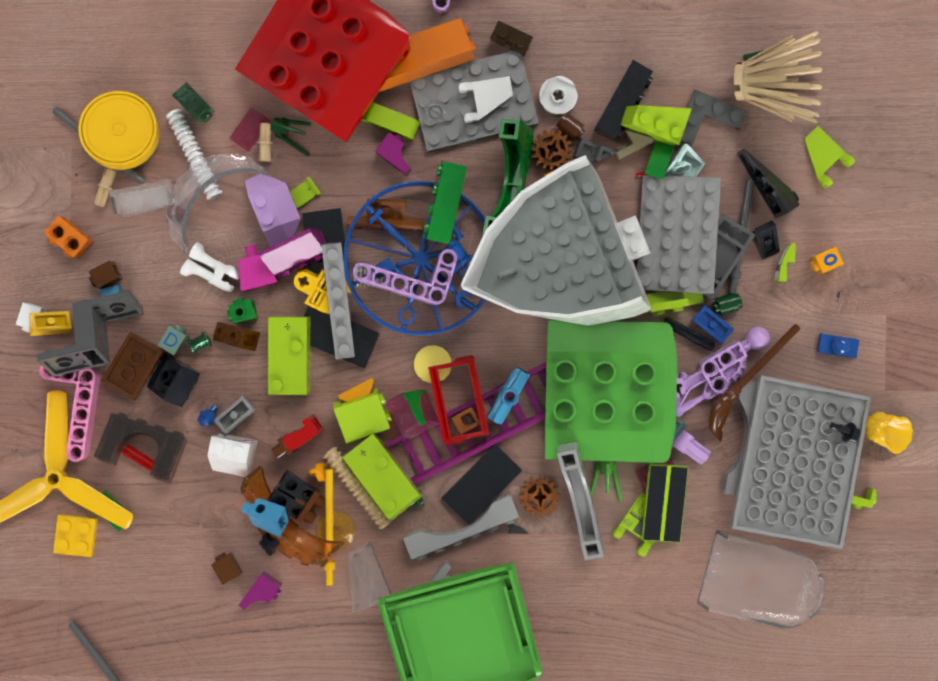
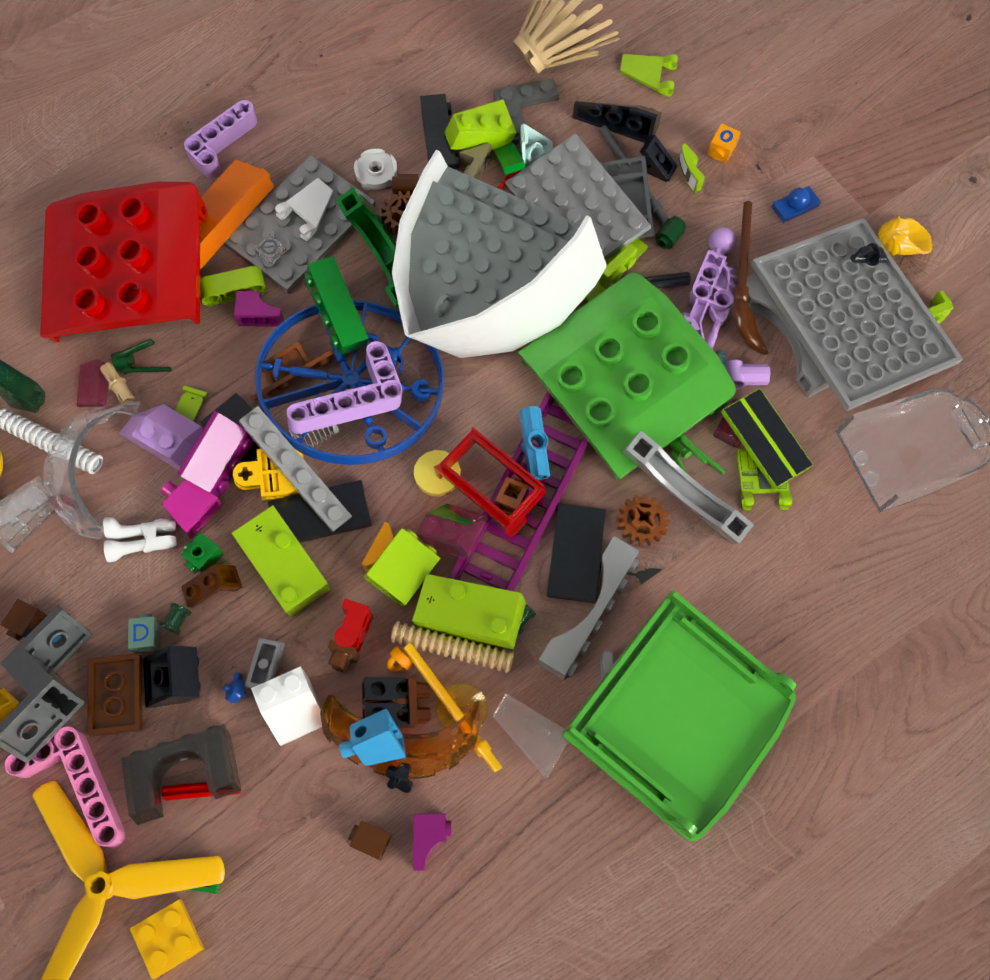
camera: 35 degrees left, 20 degrees down
(509, 35) = (295, 148): dark brown piece -> none
(712, 324) = (672, 259): blue plate -> none

